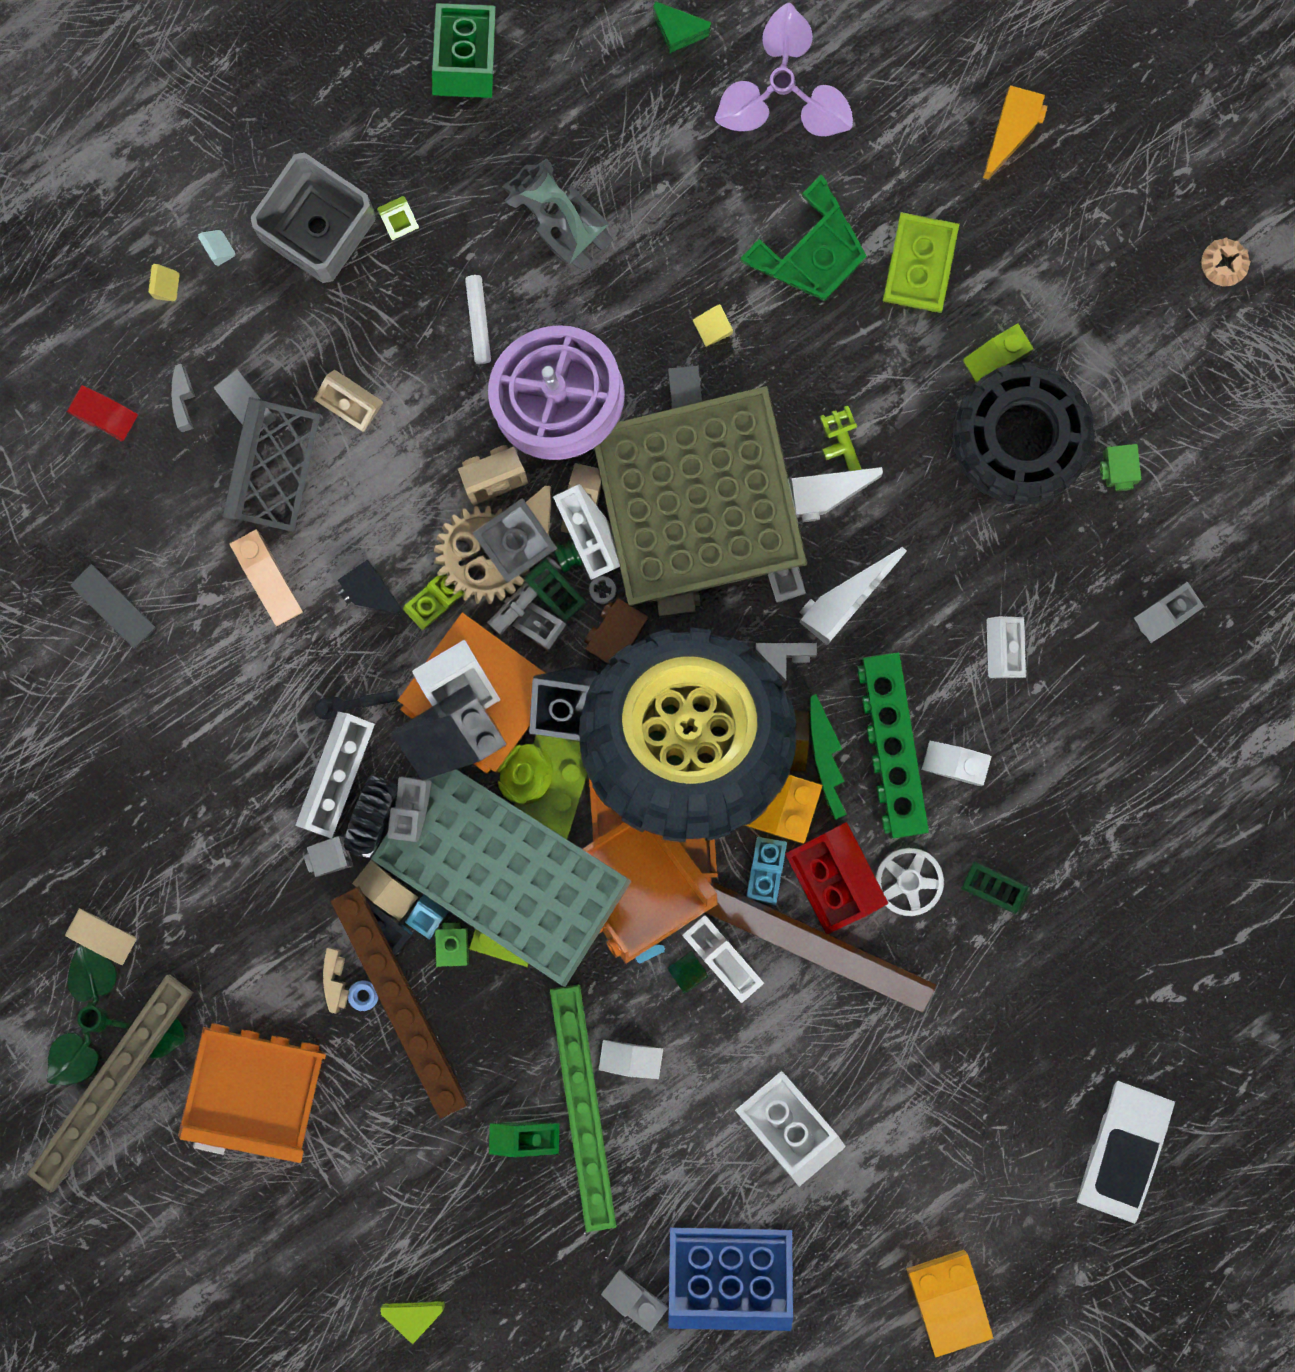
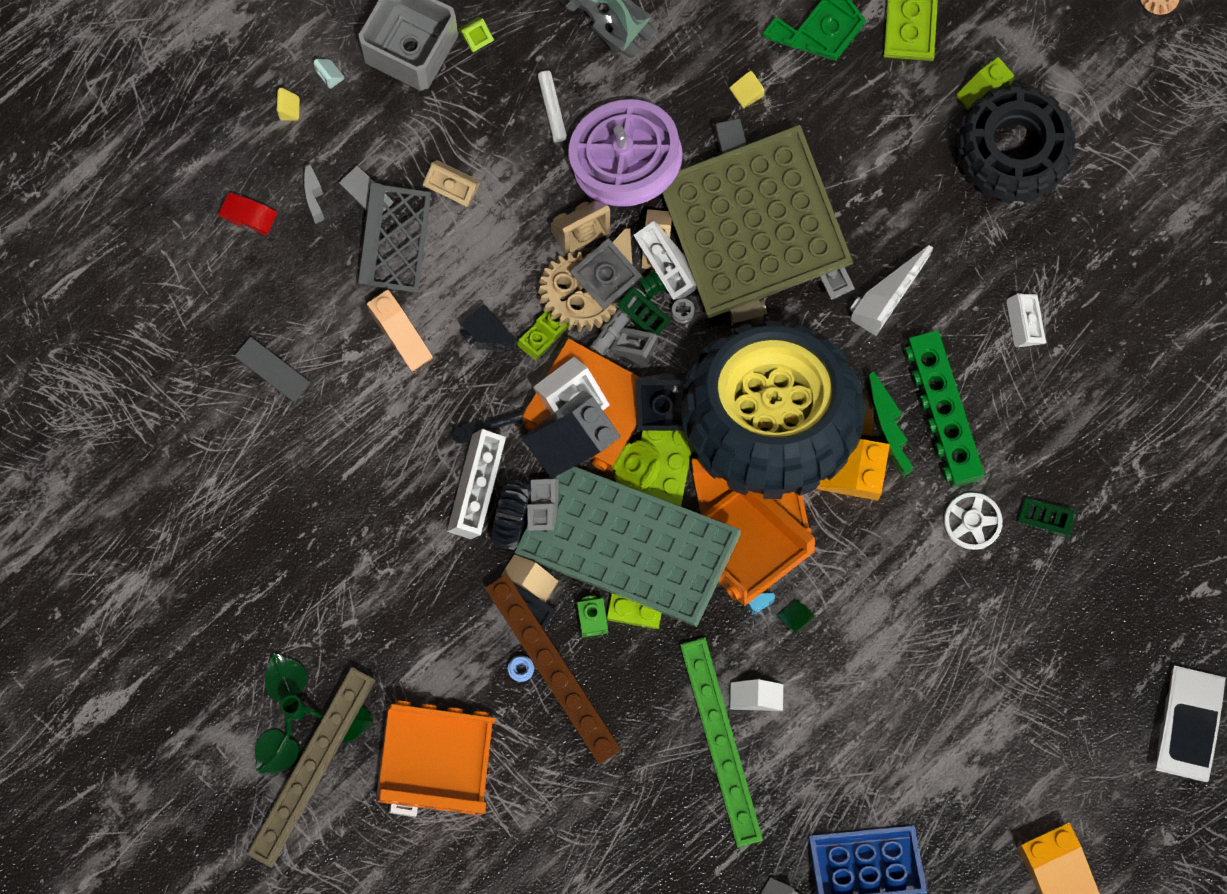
camera: 10 degrees left, 10 degrees down
(100, 936) = (290, 644): tan slope -> none
(328, 857) = (478, 552): light grey slope -> none
(333, 989) = (496, 663): tan slope -> none
(426, 916) = (567, 595): medium azure slope -> none
(523, 1139) = (673, 772): green slope -> none
(619, 629) = (700, 333): reddish brown brick -> none
(721, 957) = (822, 599): white slope -> none
(766, 870) = (851, 525): medium azure slope -> none
(776, 654) = (853, 340): light grey slope -> none
(790, 1128) = (902, 737): white slope -> none
(822, 493) = (860, 209): white slope -> none
(822, 948) = (907, 583): tile -> none
(836, 878) = (911, 523): red slope -> none
(845, 445) = (869, 172): lime arm -> none
(956, 763) = (999, 417): white slope -> none
(1121, 467) = (1099, 163): bright green brick -> none
(1168, 612) = (1156, 275): light grey slope -> none

